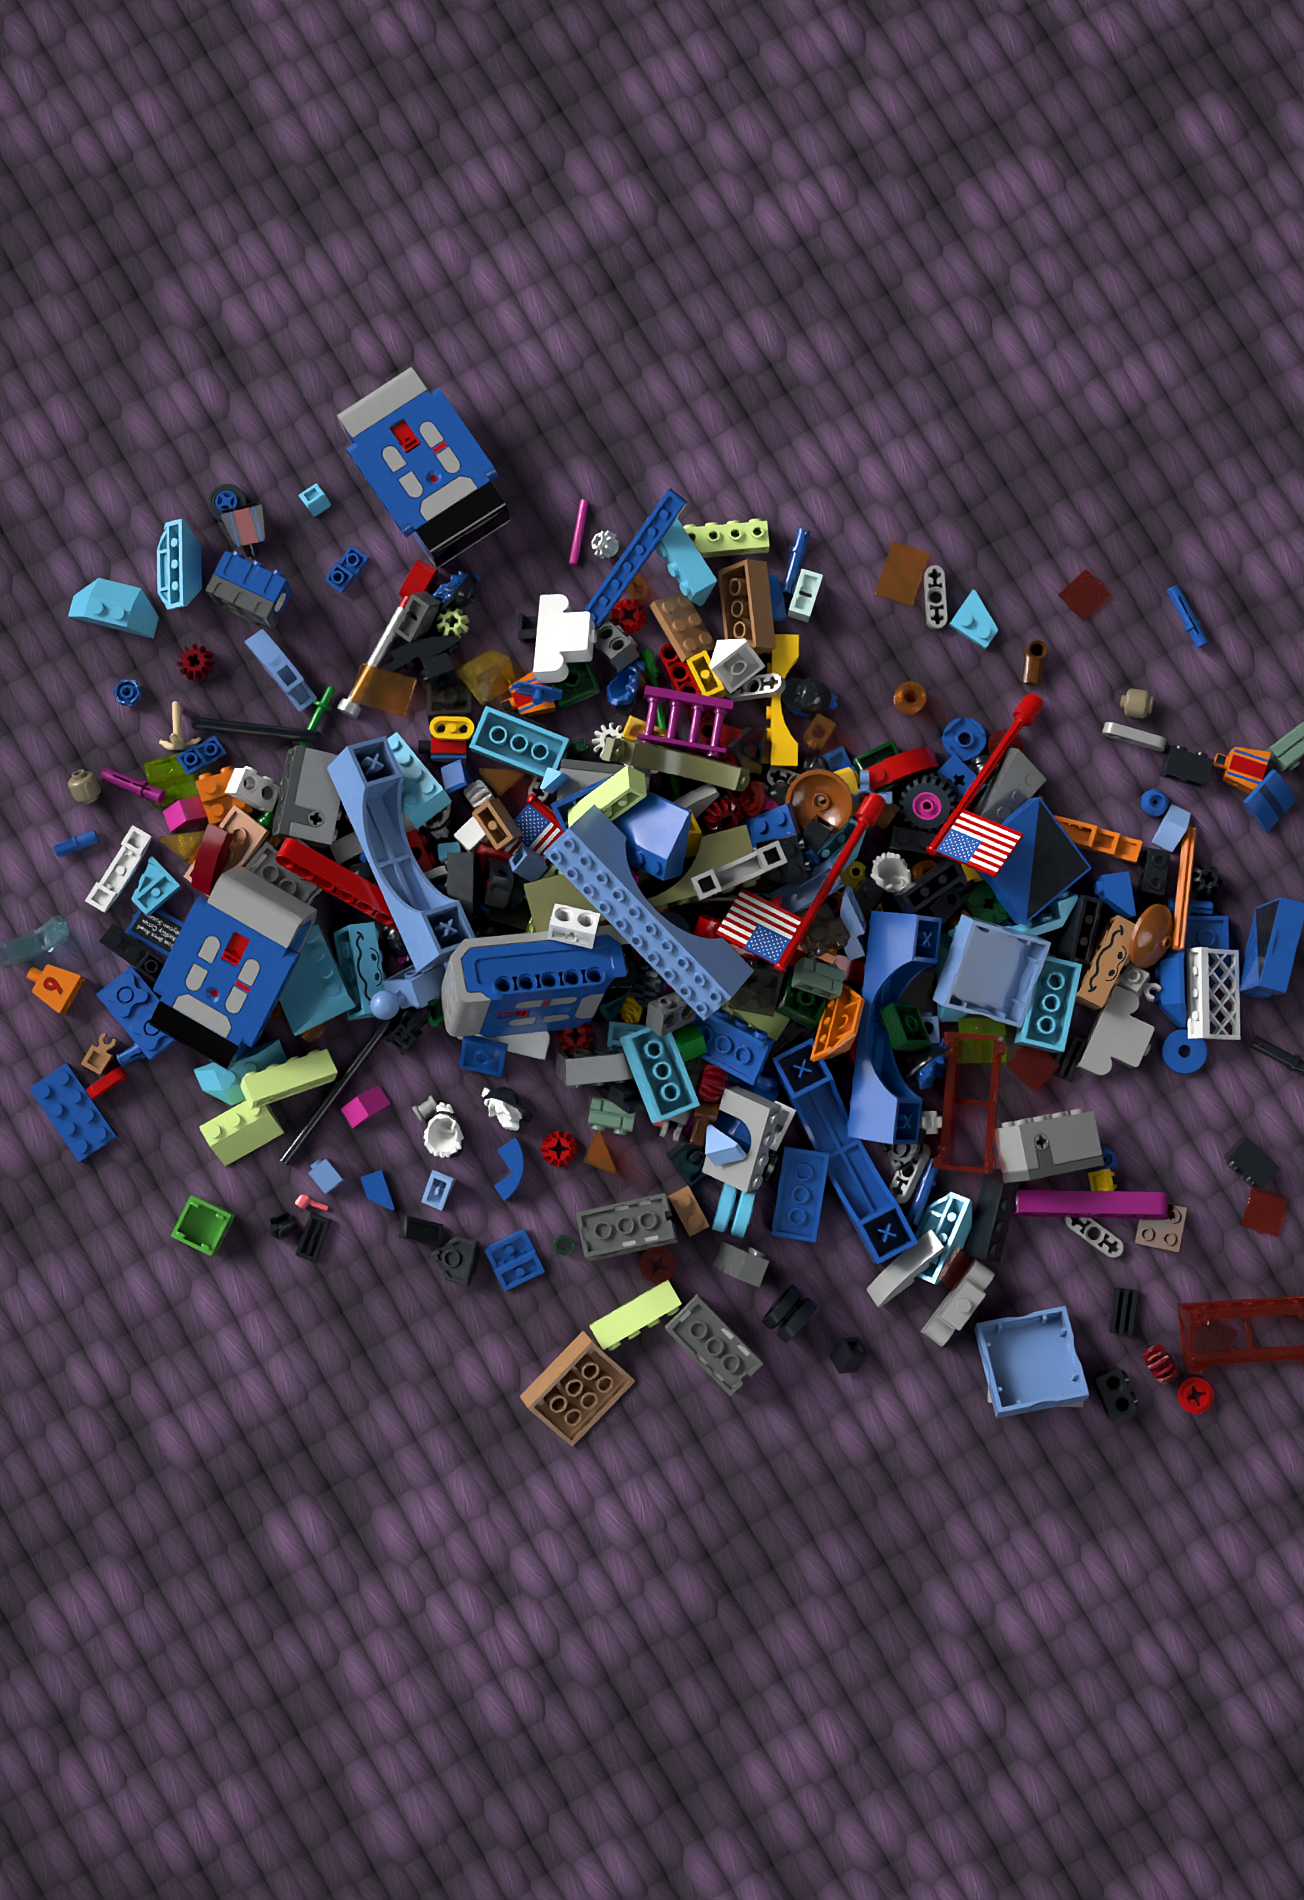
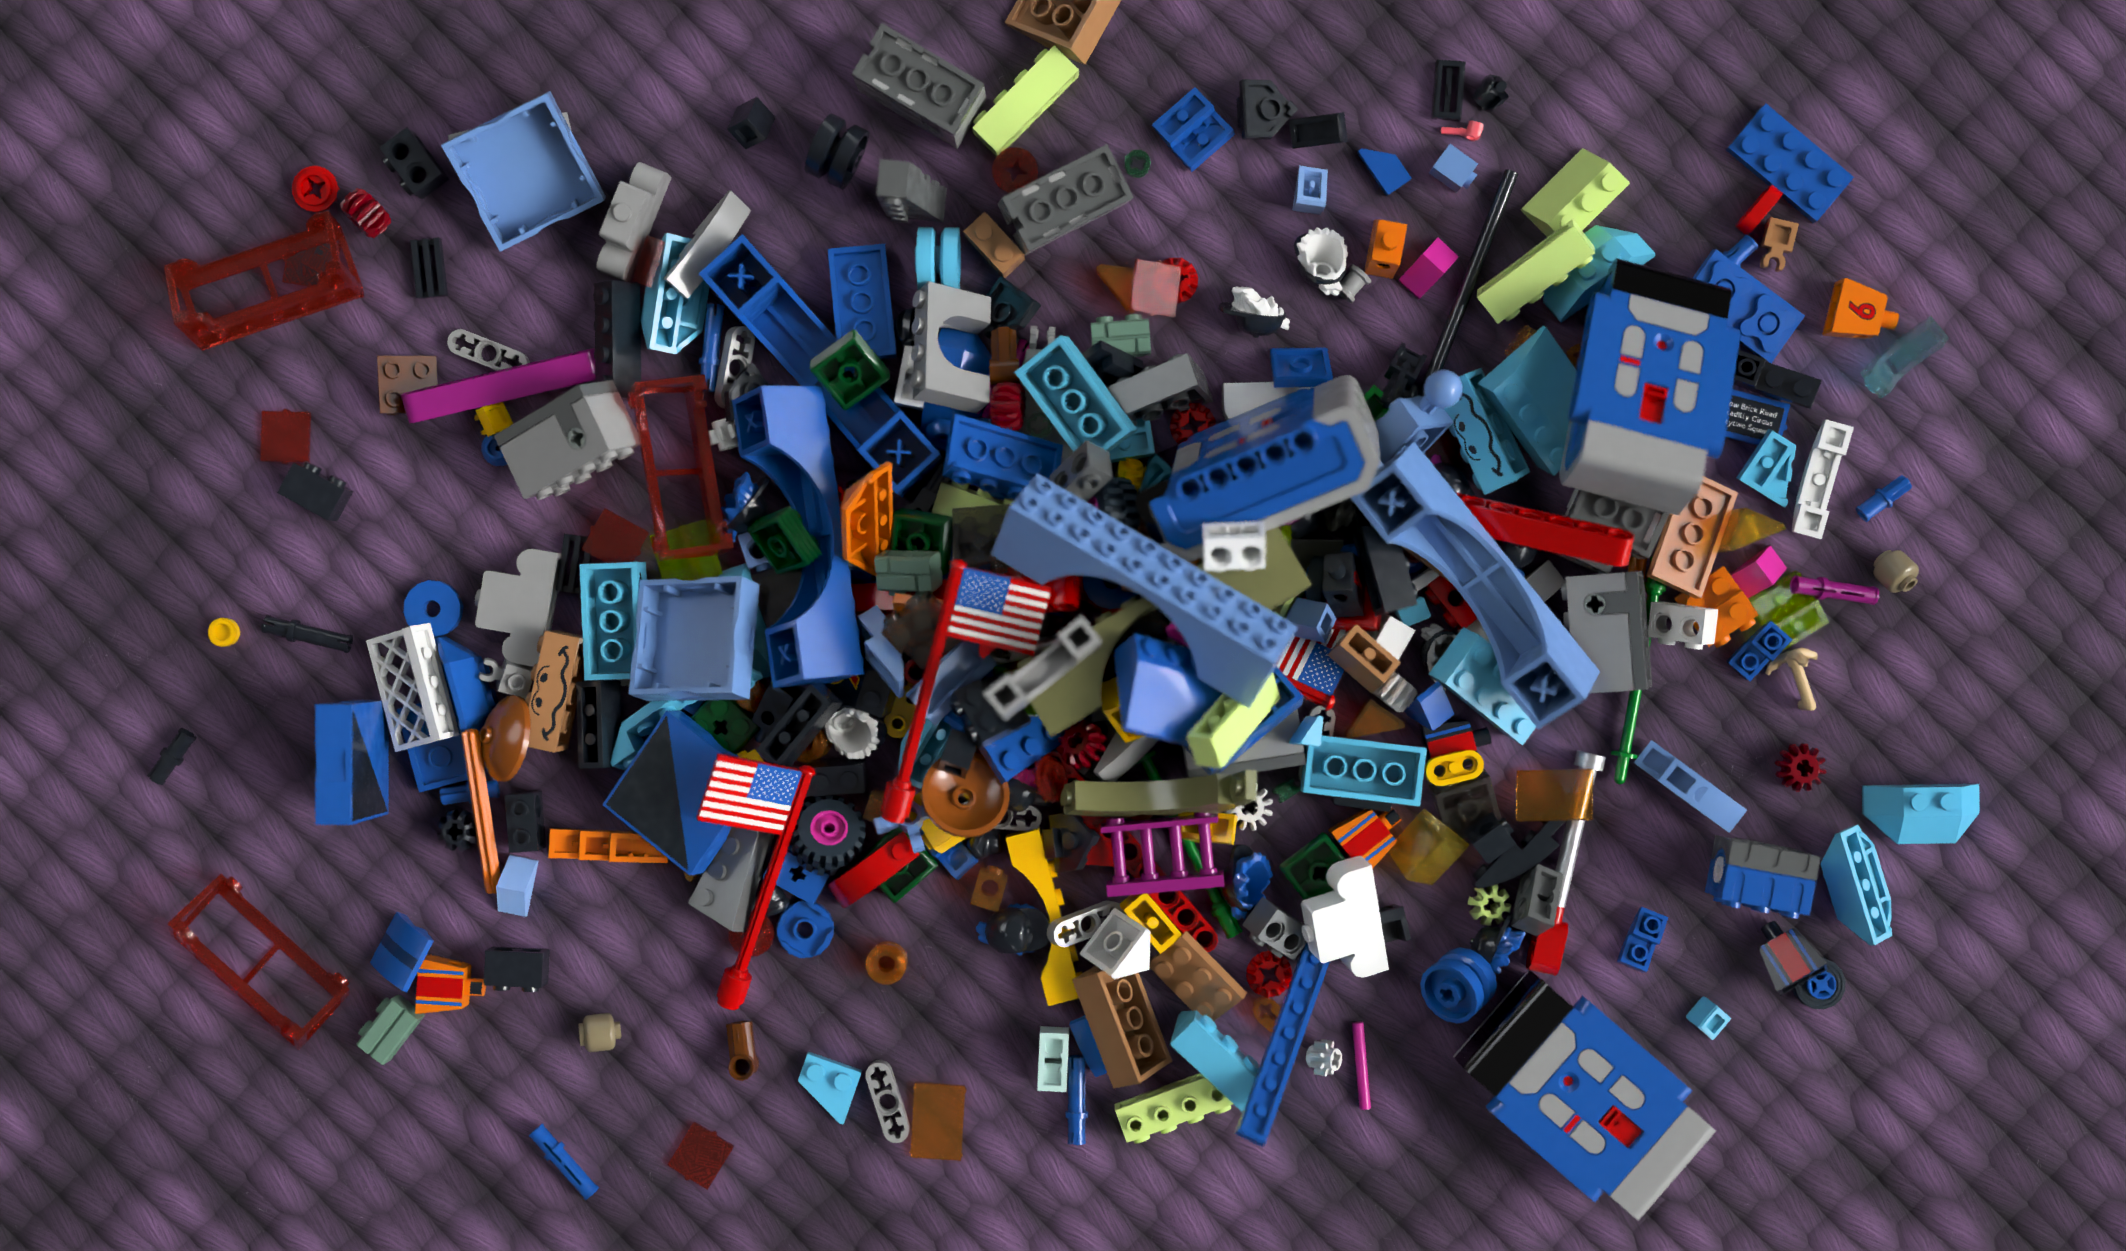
camera: 170 degrees right, 5 degrees up
(124, 686) = (1884, 708): blue plate -> none
(203, 1225) = (1589, 66): bright green container -> none
(211, 858) = (1711, 522): dark red slope -> none
(254, 729) = (1699, 701): black axle -> none
(394, 1129) = (1385, 248): none -> orange torso
(492, 570) = (1458, 985): none -> blue wheel
(514, 1159) = (1228, 252): blue brick -> none
(539, 692) = (1357, 843): blue piece -> none
(576, 1144) = (1155, 288): none -> clear red piece
(689, 1042) = (1048, 448): green panel -> none
(721, 1148) = (974, 326): light blue slope -> none
(830, 1132) = (849, 387): none -> dark green brick
(1116, 894) = (564, 780): blue slope -> none
(1134, 736) = (591, 989): light grey beam -> none
(1154, 809) = (555, 912): blue plate -> none

